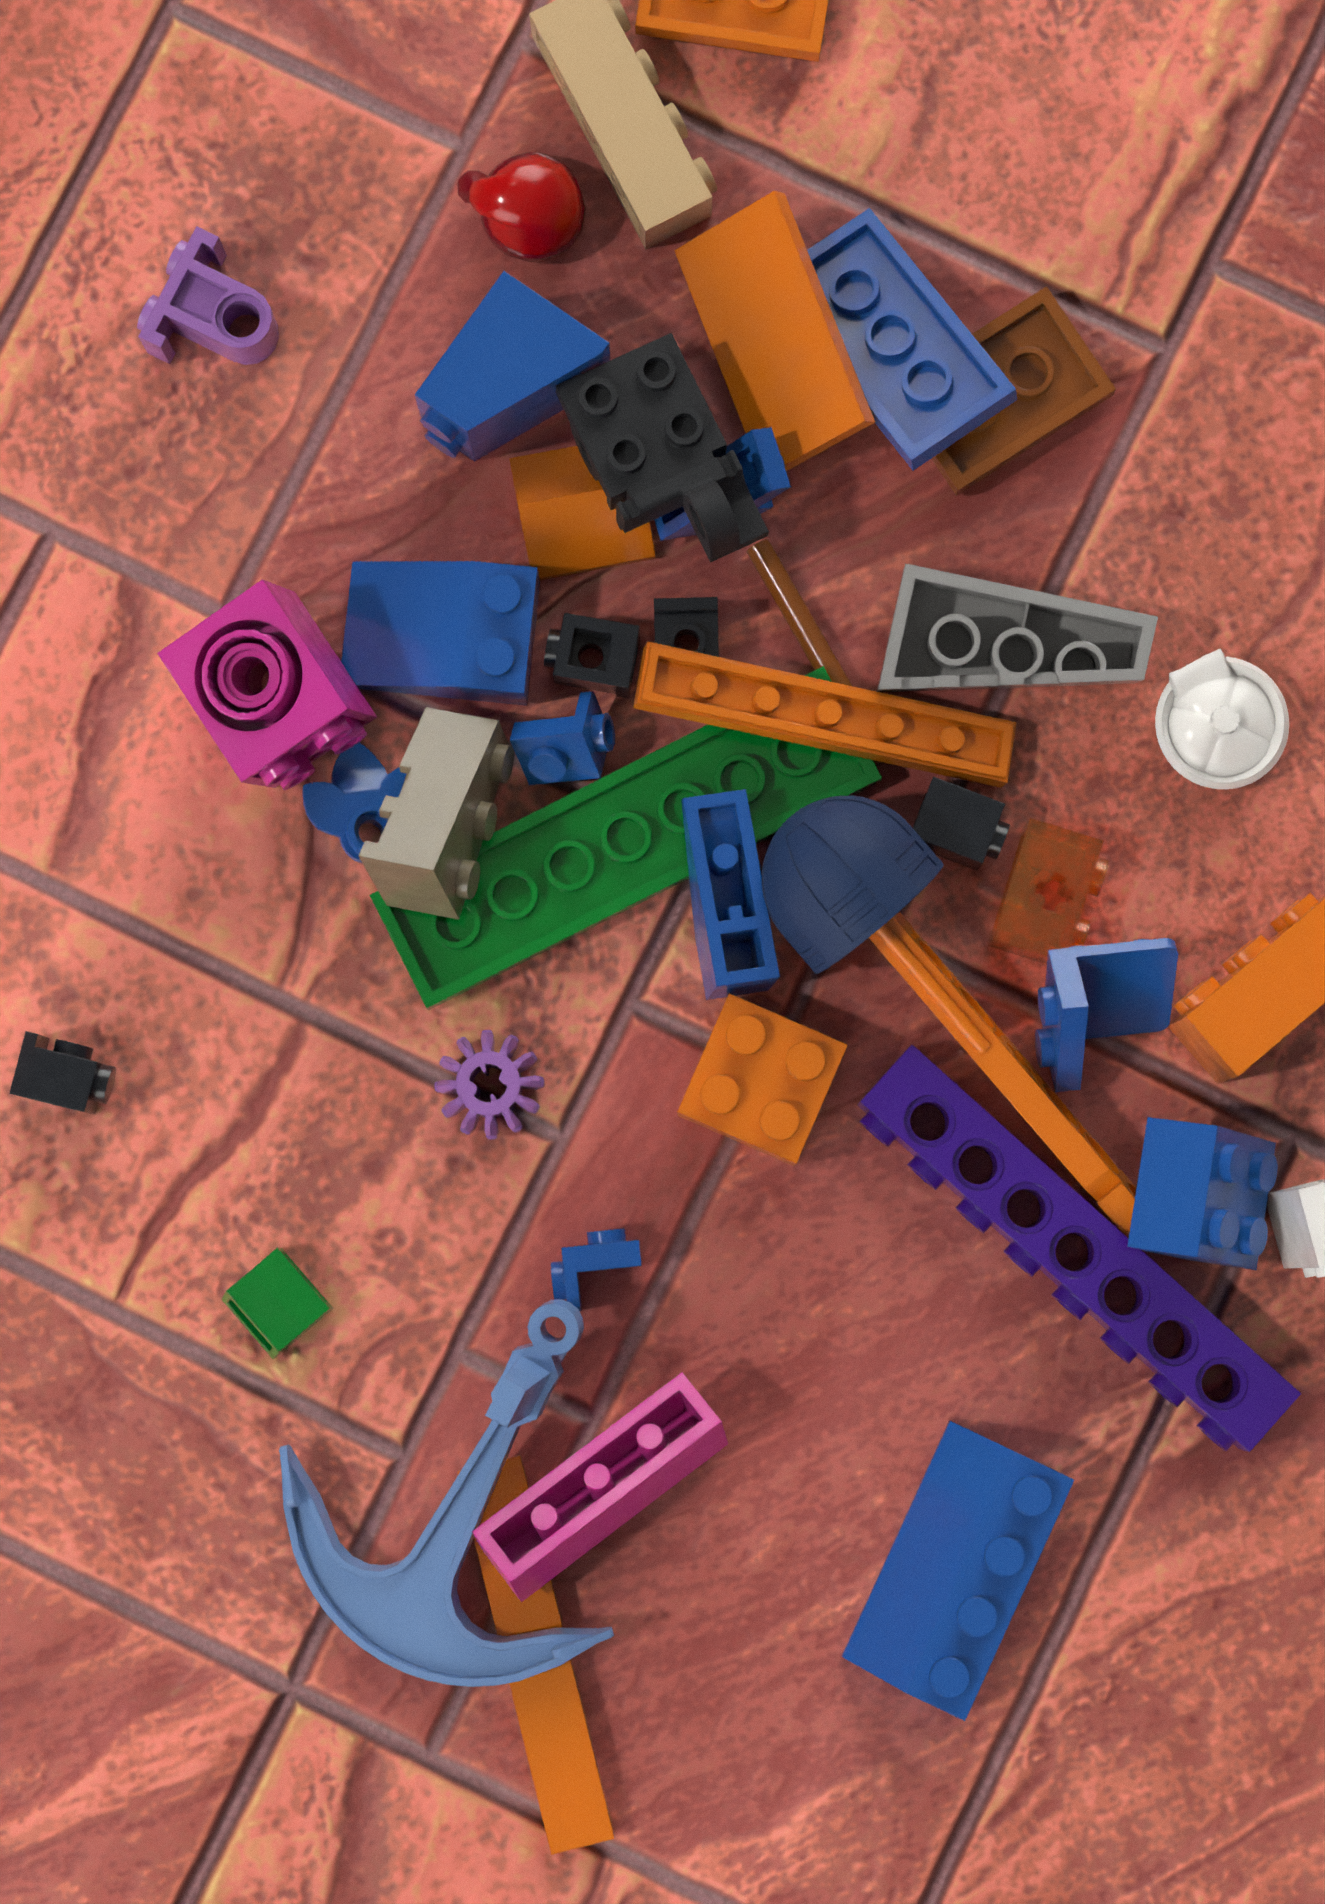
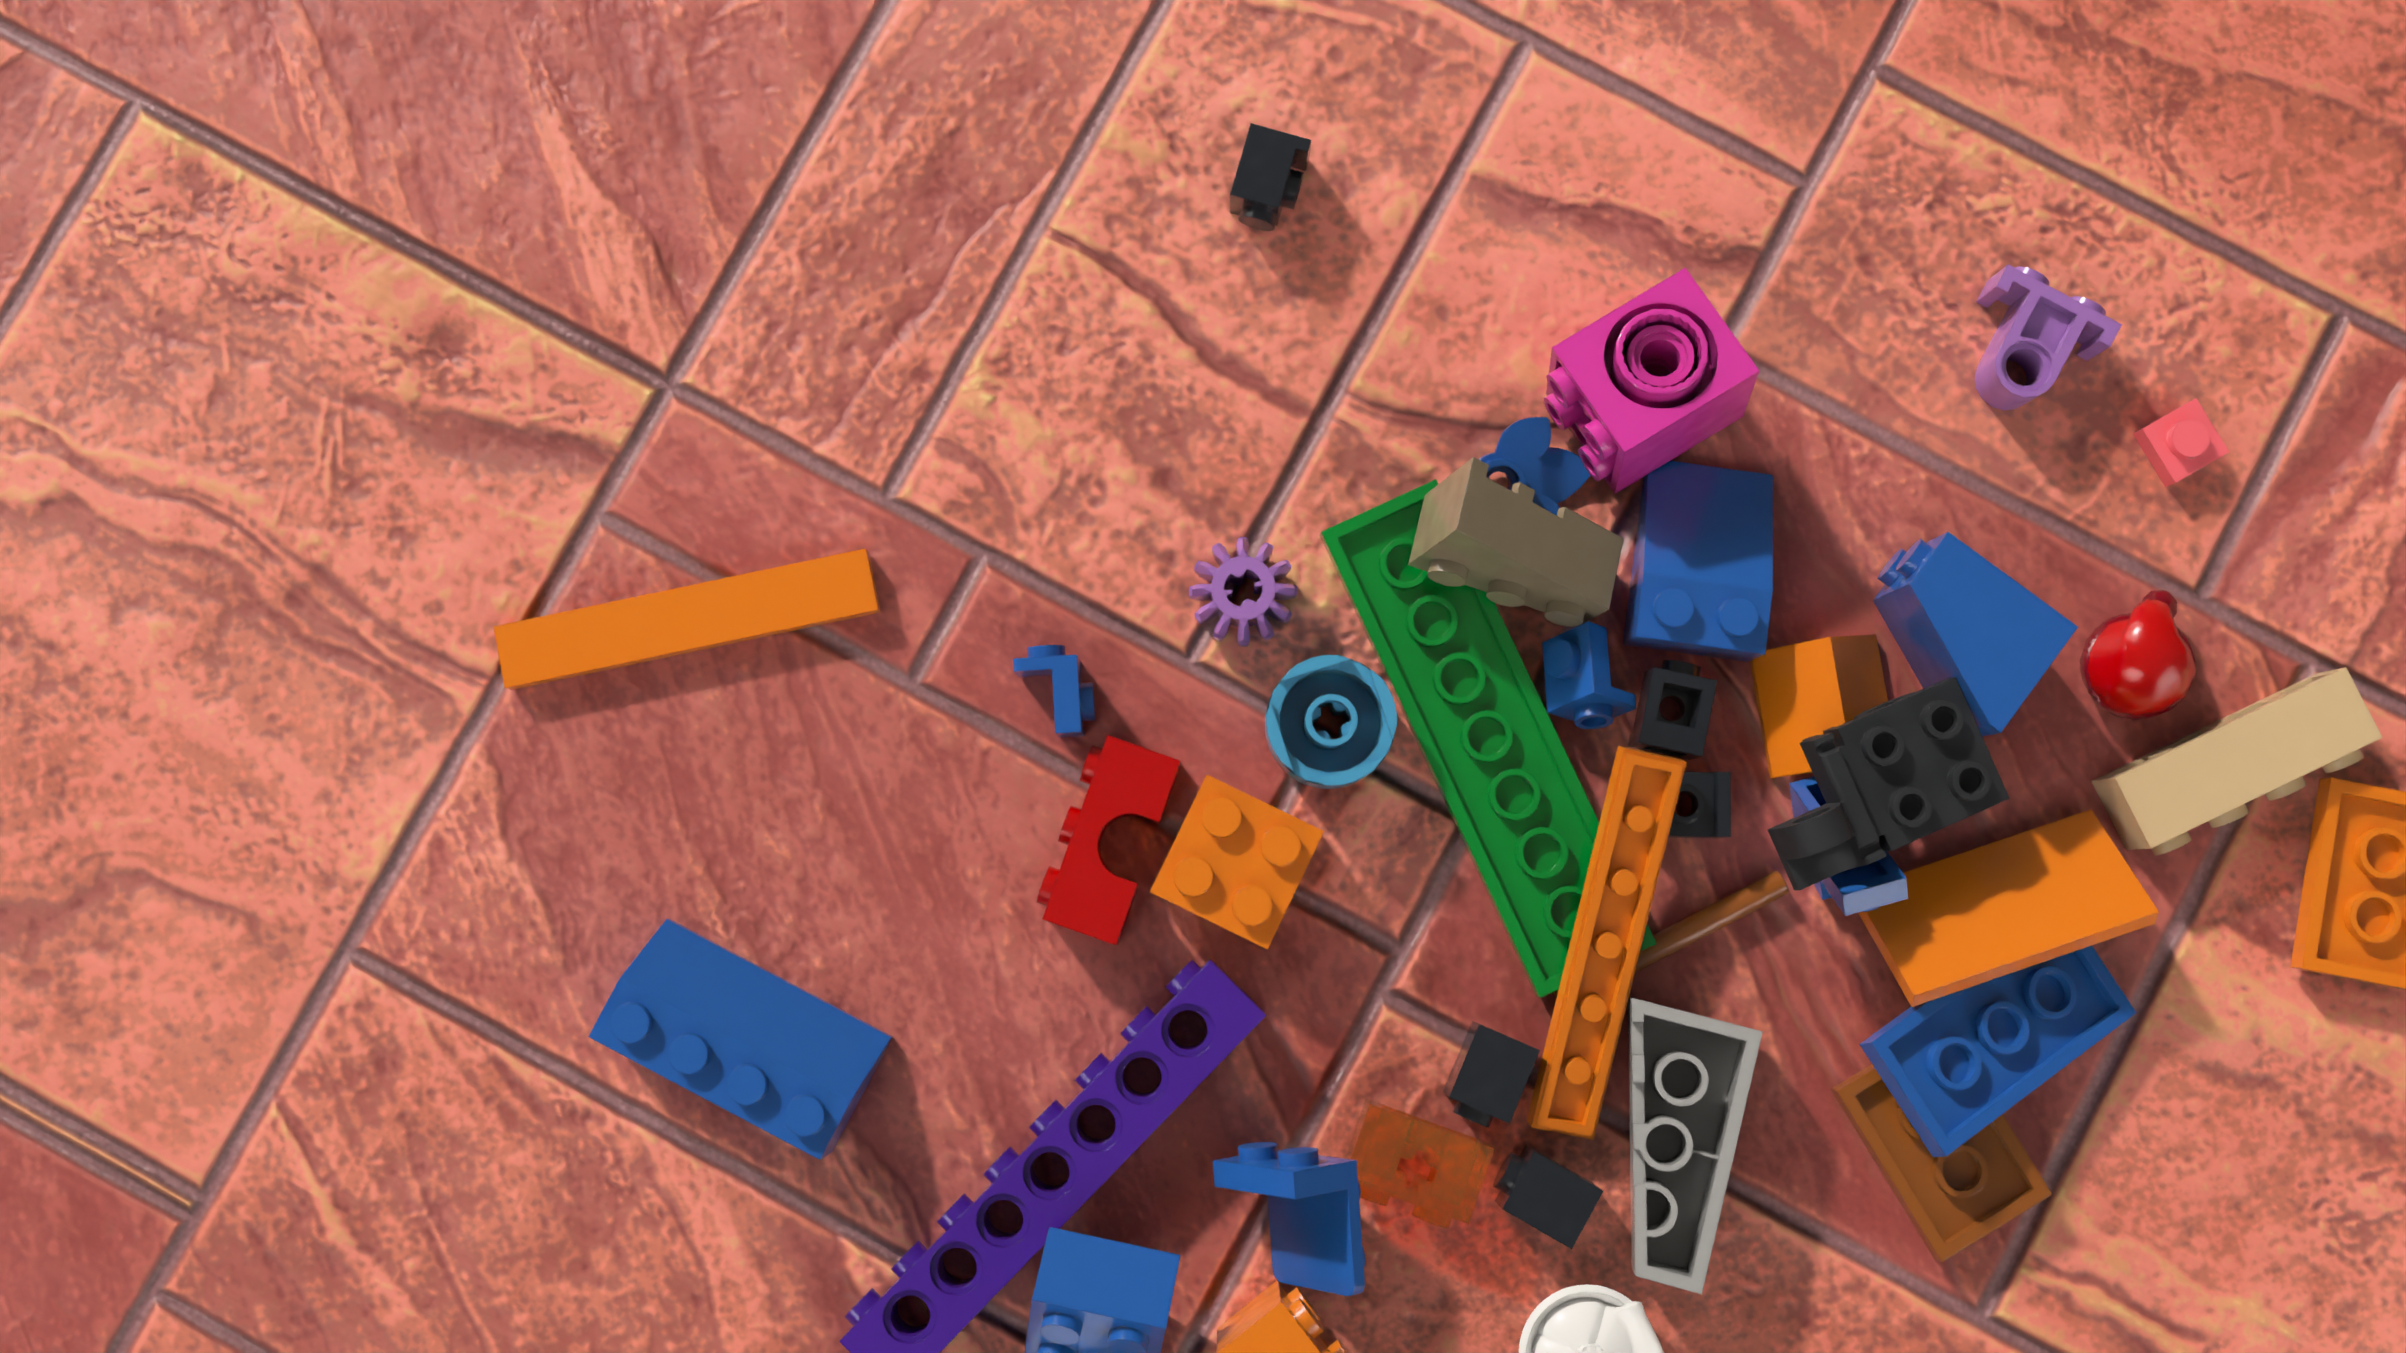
camera: 95 degrees right, 0 degrees up
(276, 1302) = (1039, 380): green piece -> none
(308, 165) = (2181, 442): none -> coral plate
(412, 1608) = (737, 499): medium blue piece -> none
(601, 1486) = (838, 683): dark pink brick -> none
(635, 959) = (1347, 690): none -> dark azure brick
(727, 896) = (1424, 835): blue slope -> none
(797, 1231) = (1121, 784): none -> red arch
(842, 878) = (1437, 952): piece -> none
(1071, 767) = (1546, 1195): none -> black brick

